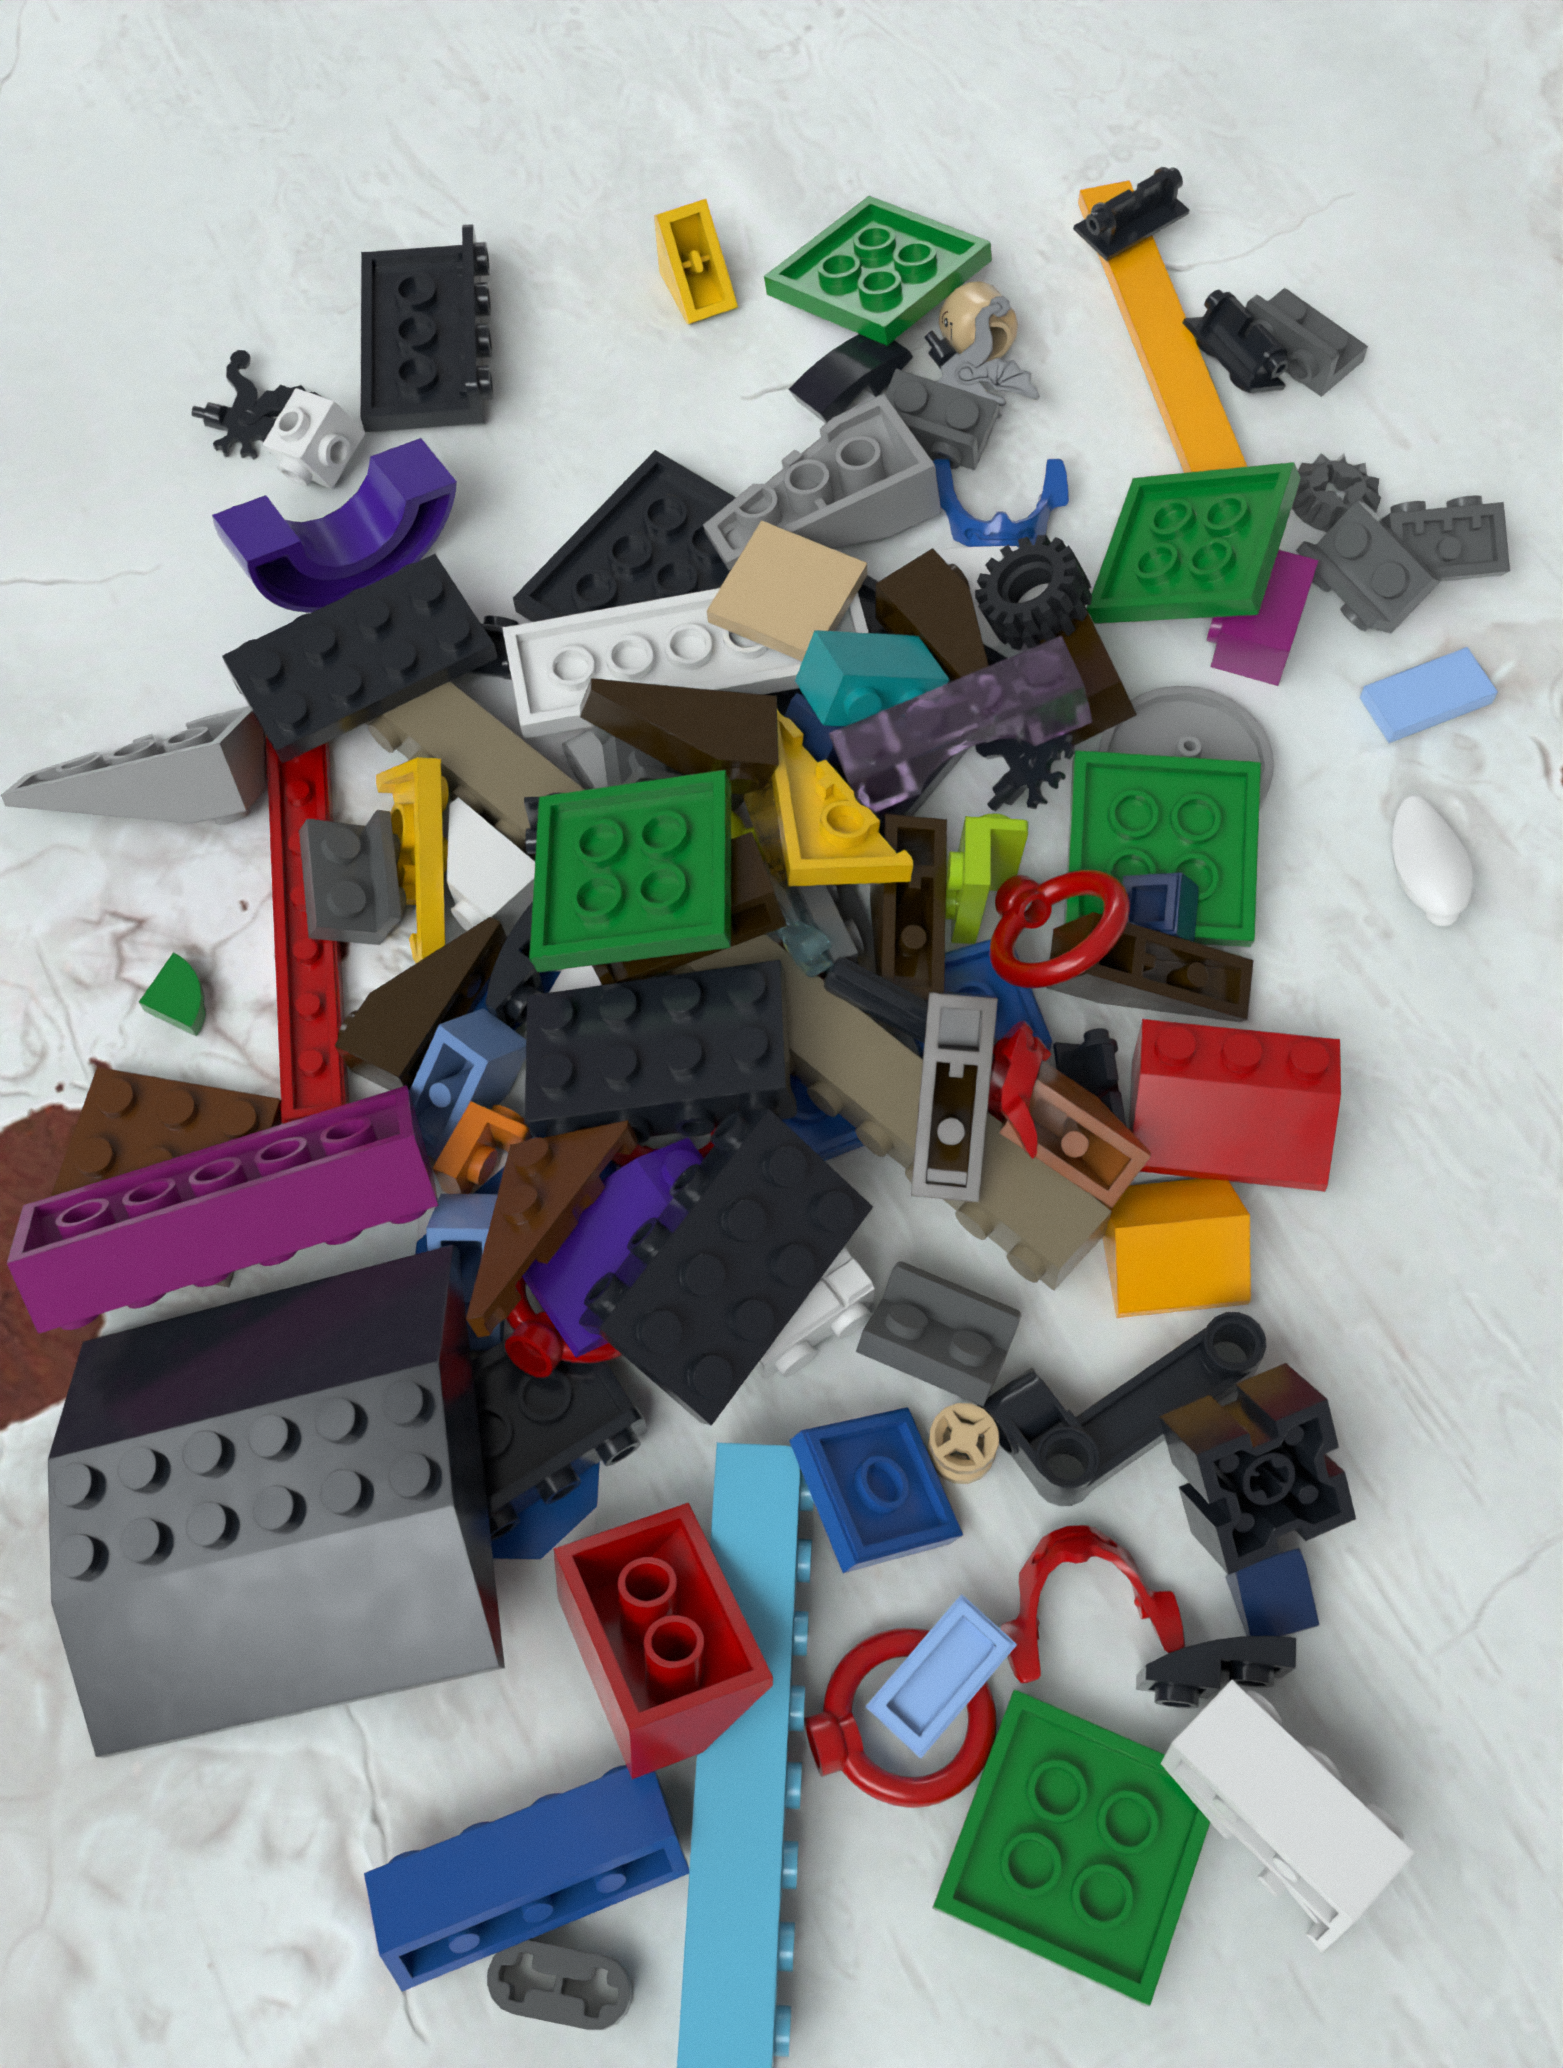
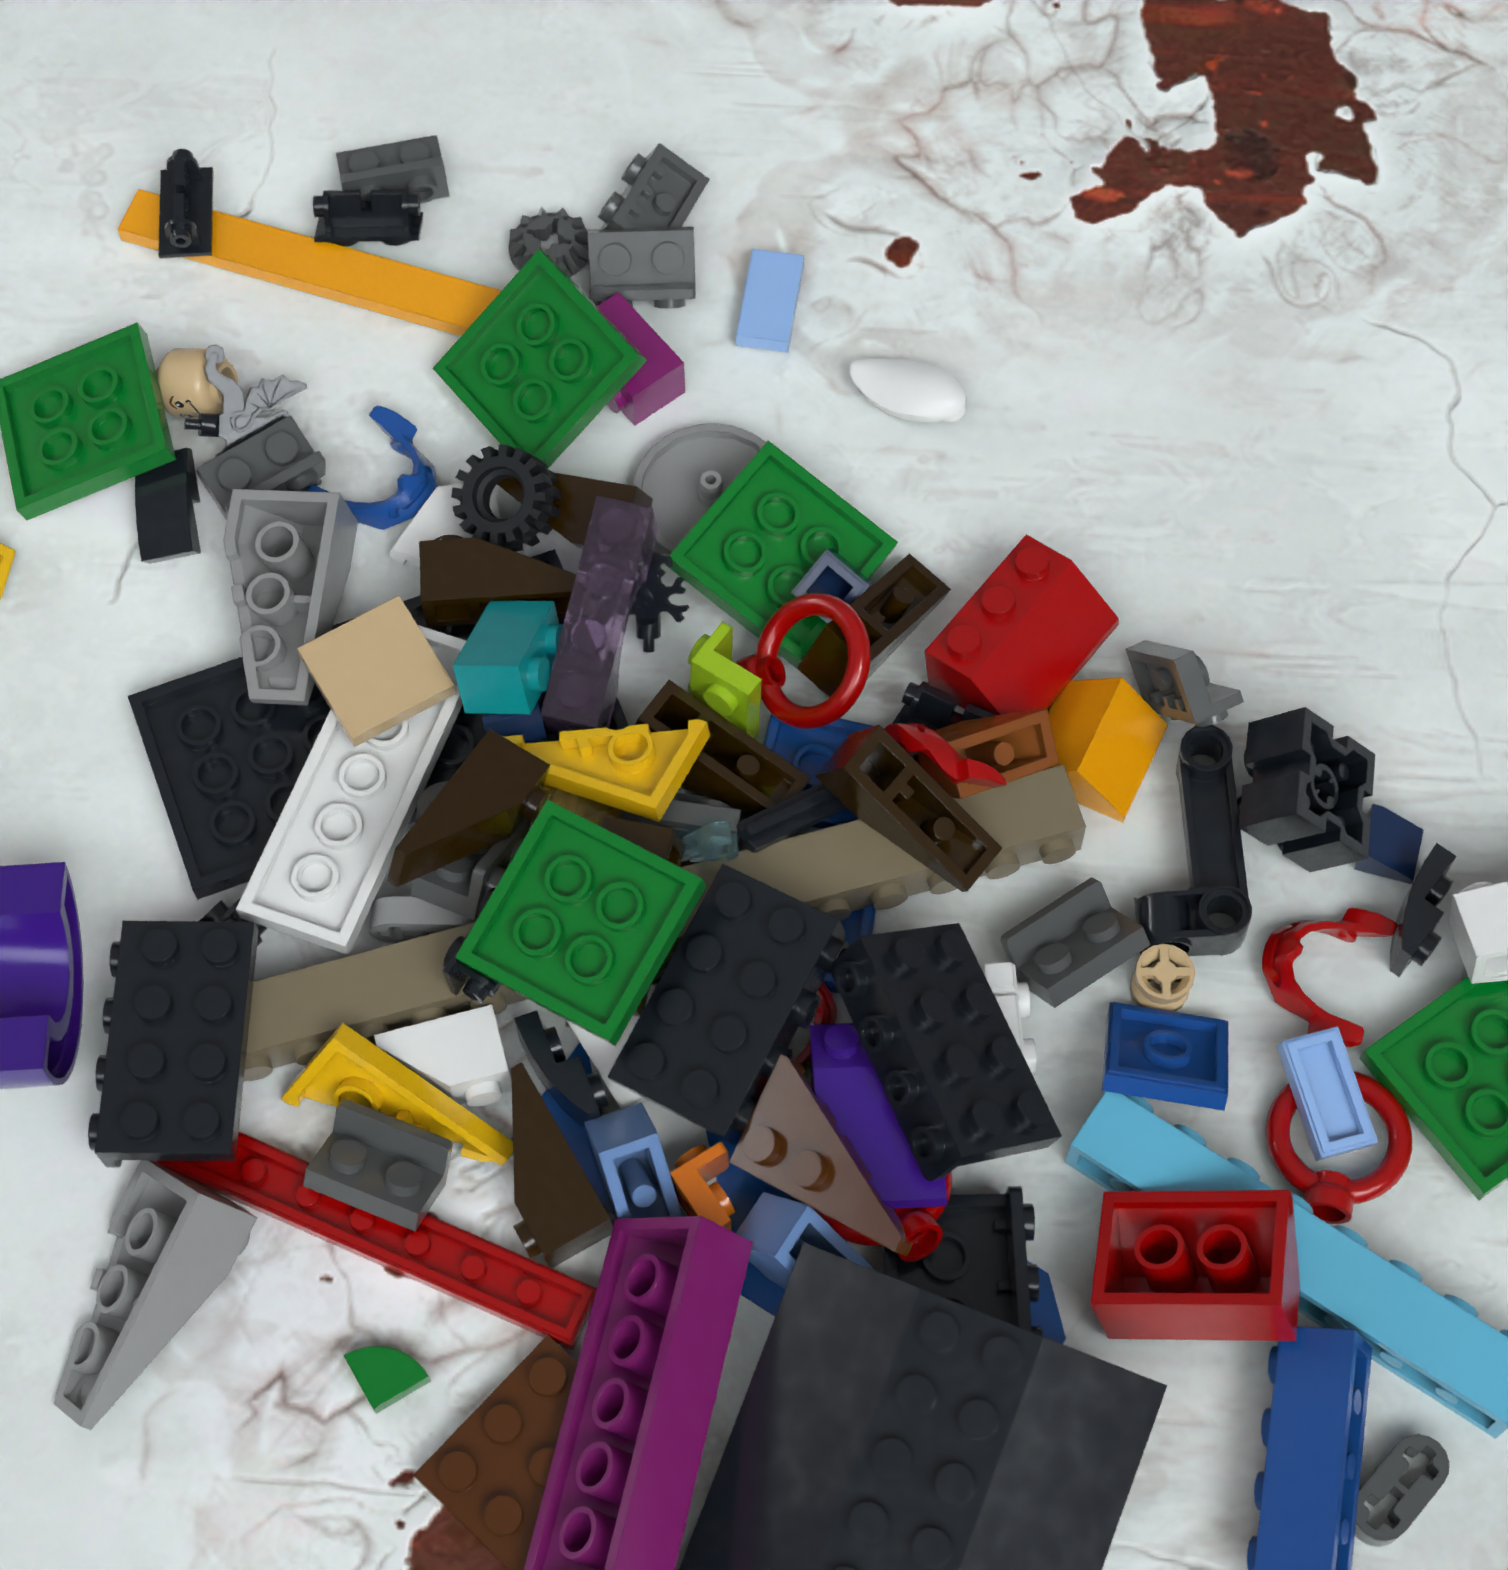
camera: 60 degrees left, 0 degrees up
(1277, 1292) = (1179, 685): none -> dark grey bracket

